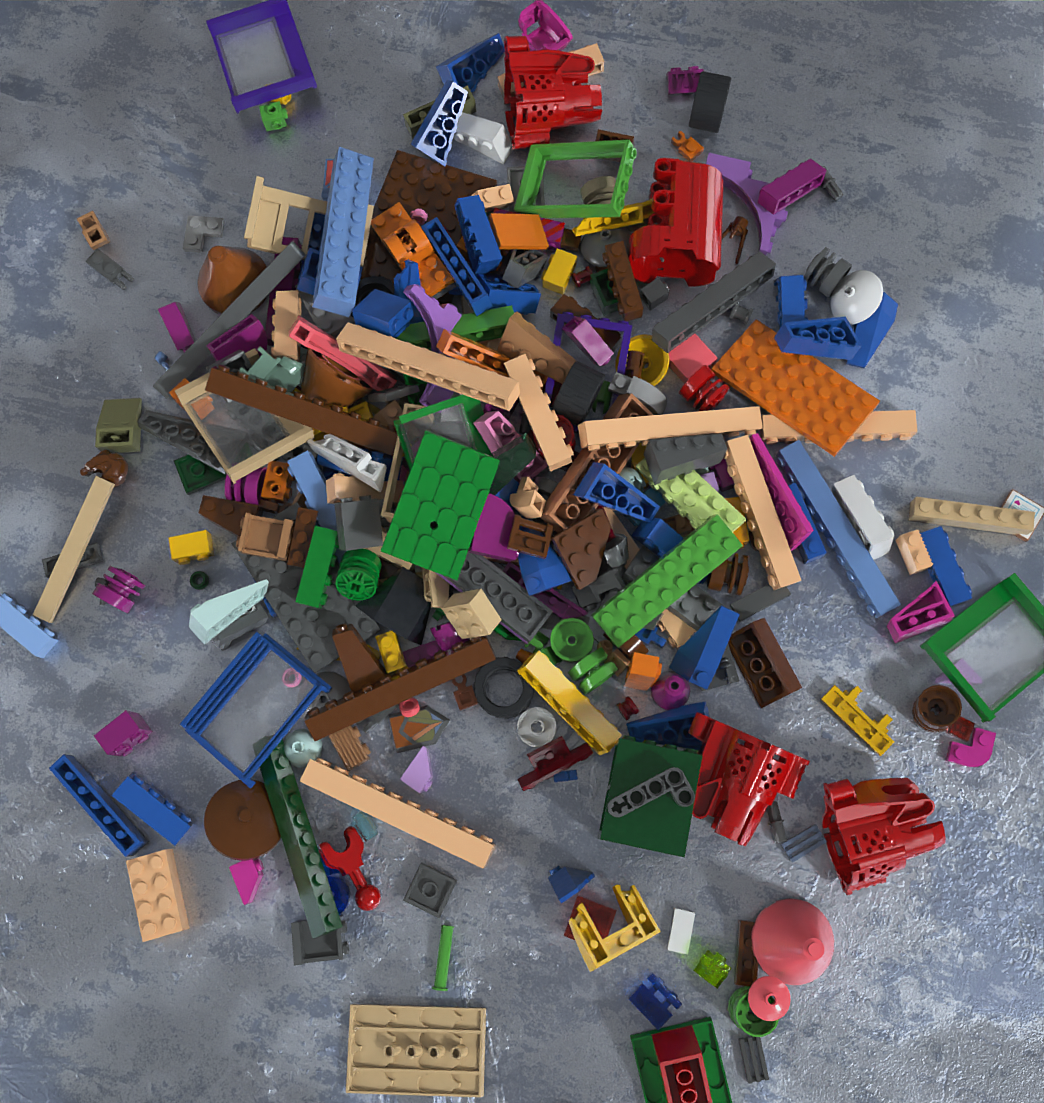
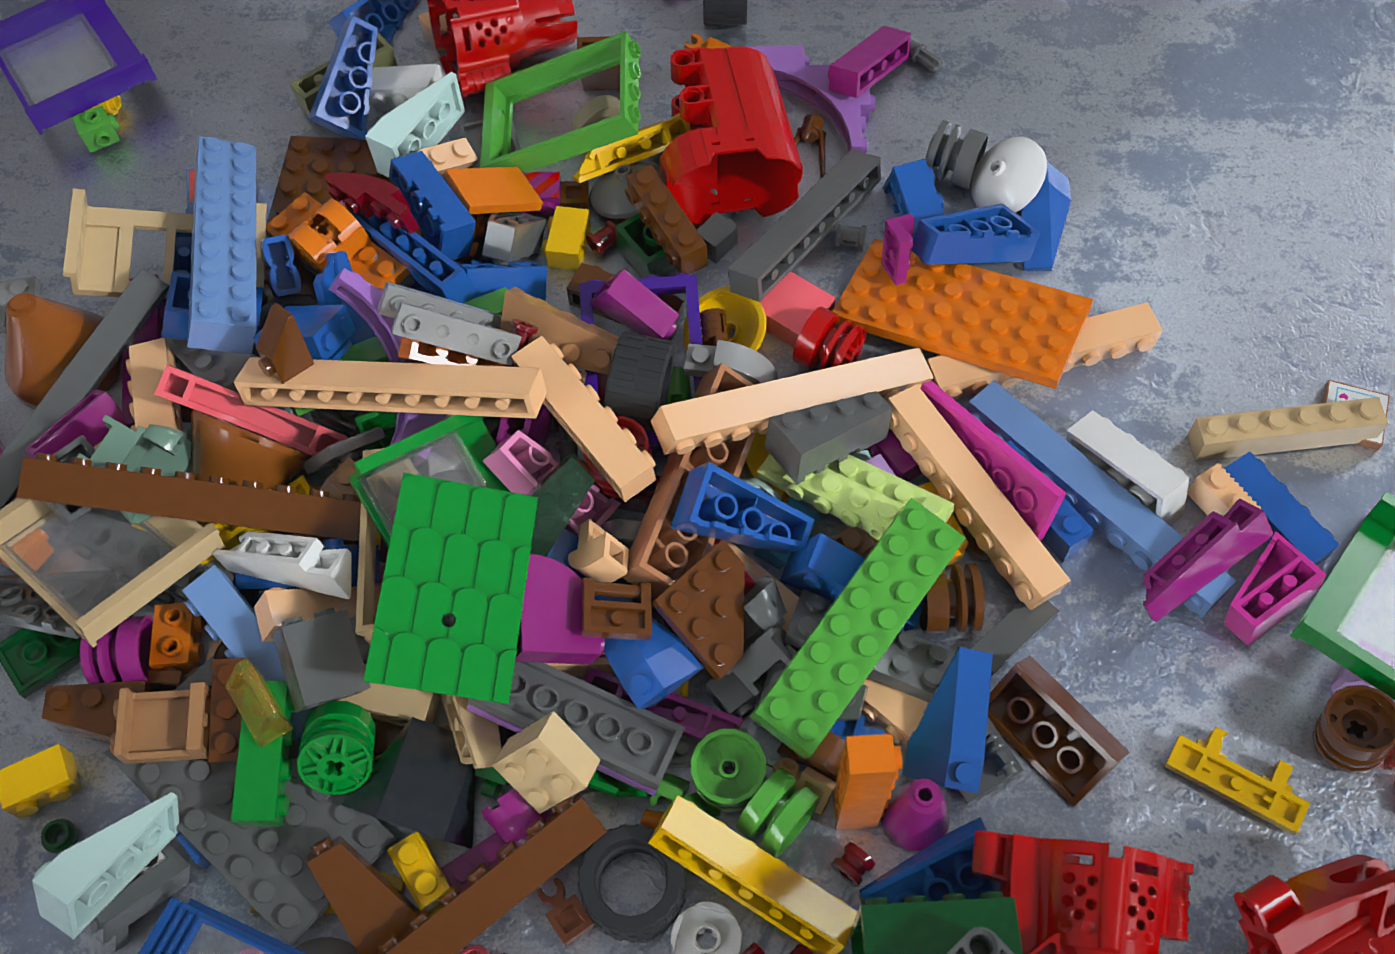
camera: 20 degrees left, 15 degrees down
(319, 542) = (256, 703): none -> clear yellow tile
(369, 326) = (282, 346): none -> reddish brown slope
(375, 259) = (278, 257): none -> blue brick
(440, 224) = (371, 196): none -> dark red slope
(470, 333) = (447, 324): none -> light grey fence
(478, 169) = (416, 123): none -> light aqua slope
(512, 349) = (525, 330): none -> dark red bush
(765, 335) = (897, 247): none -> magenta bracket
(886, 585) = (1203, 556): none -> magenta wedge

